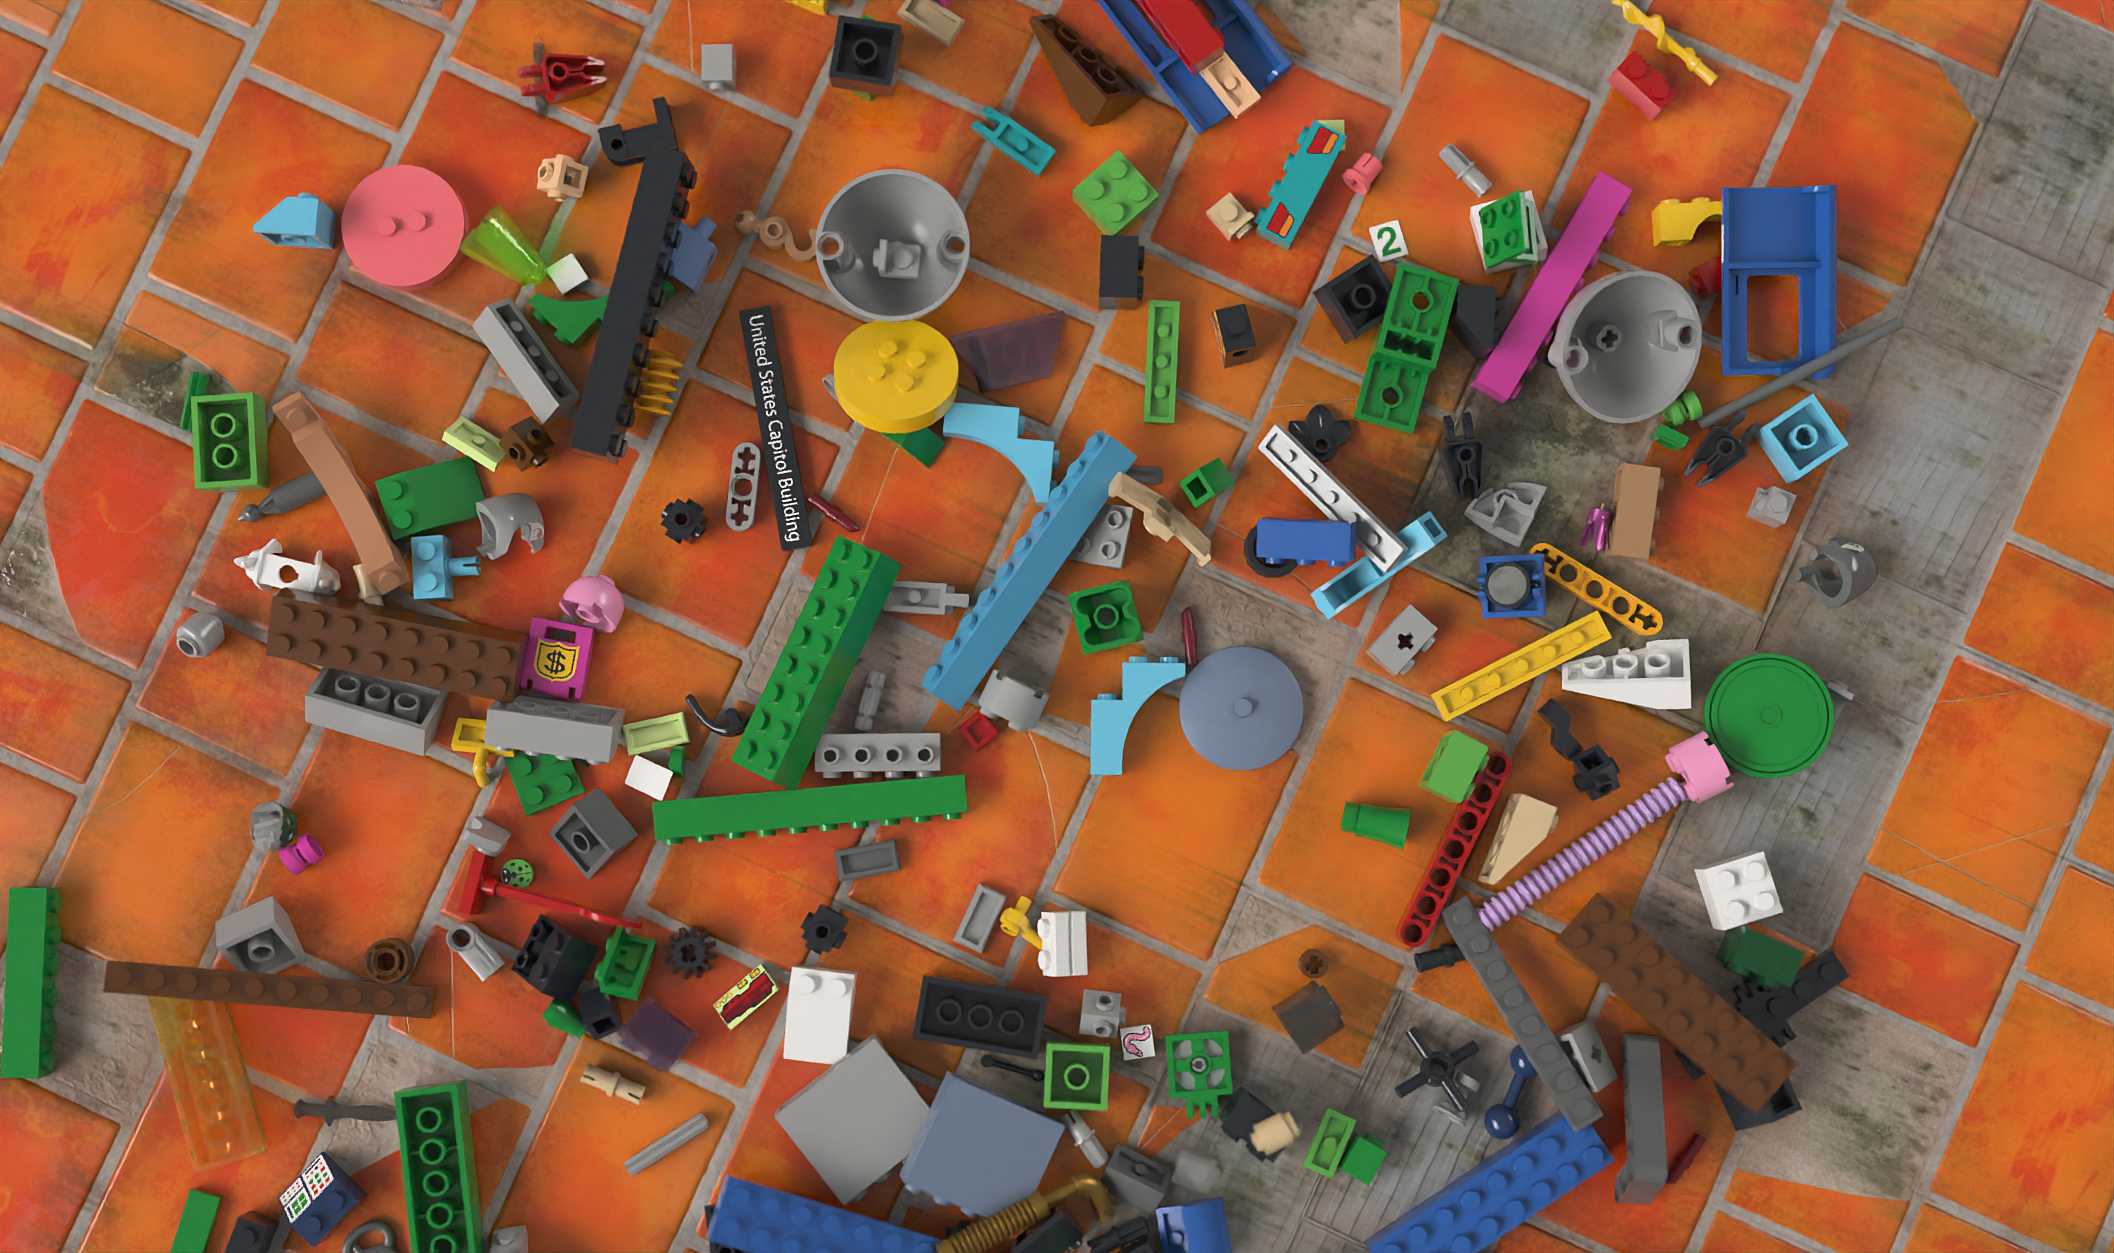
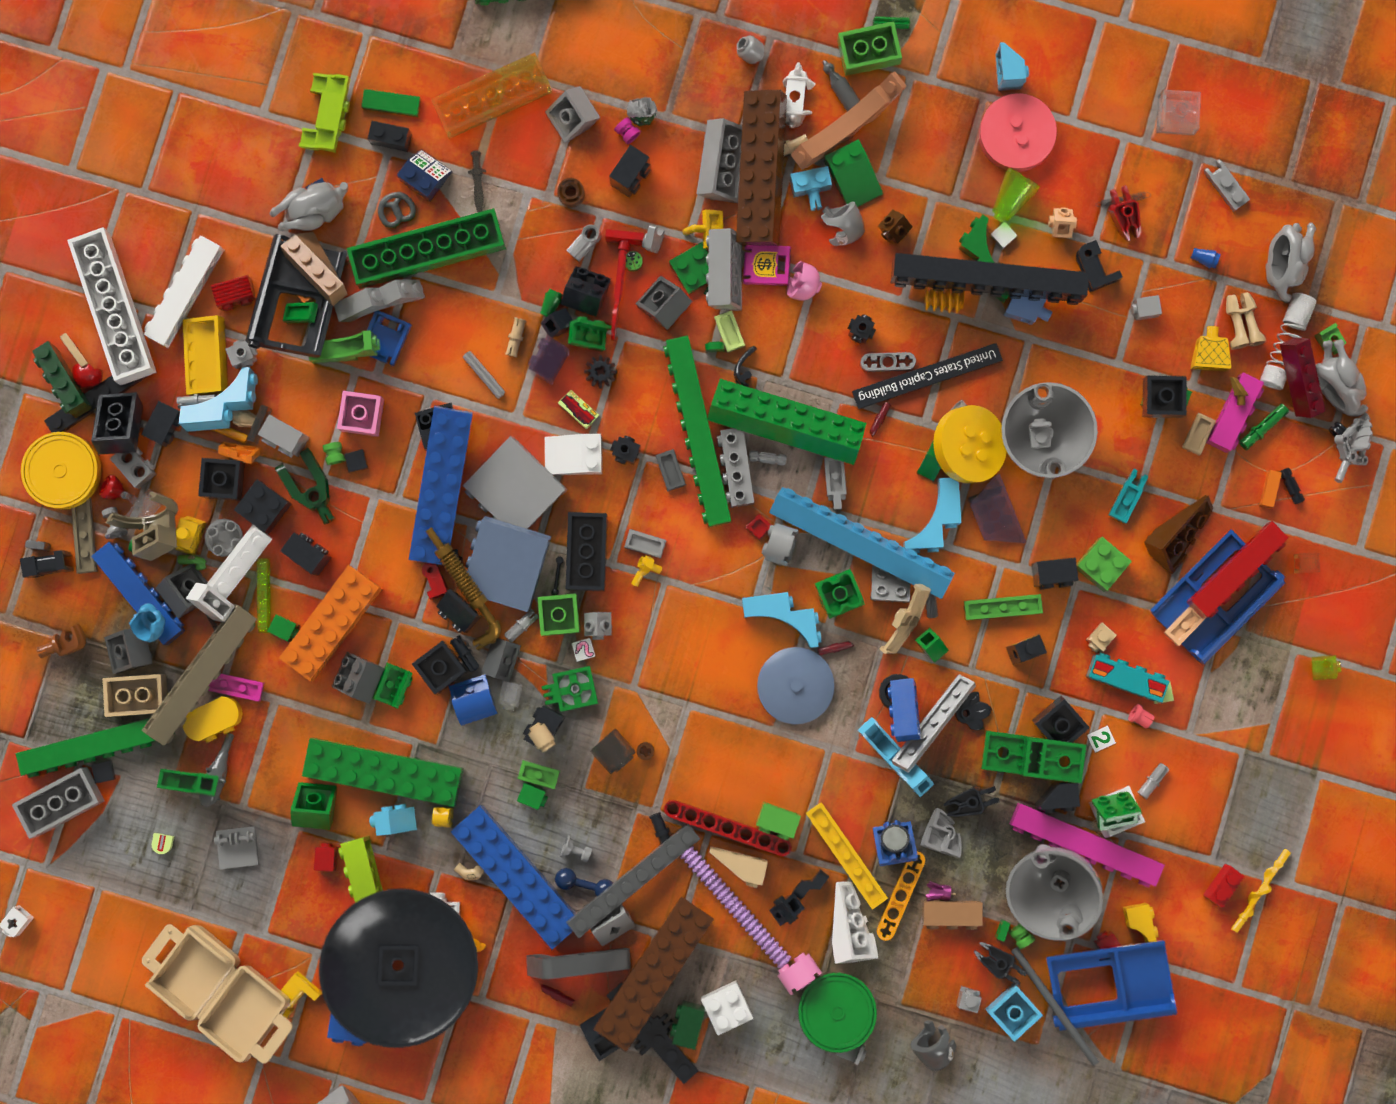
camera: 85 degrees right, 0 degrees up
(268, 989) = (544, 125): reddish brown plate -> none
(369, 858) = (630, 171): none -> black brick
(475, 443) = (891, 195): yellowish green plate -> none
(526, 360) = (946, 218): light grey brick -> none
(648, 777) = (702, 330): white sticker -> none
(775, 234) = (1047, 357): medium nougat piece -> none
(1063, 943) = (637, 596): white brick -> none
(1377, 823) = (737, 778): green plant -> none
(1407, 623) = (845, 769): light grey brick -> none
(1427, 1077) = (598, 834): black bar -> none

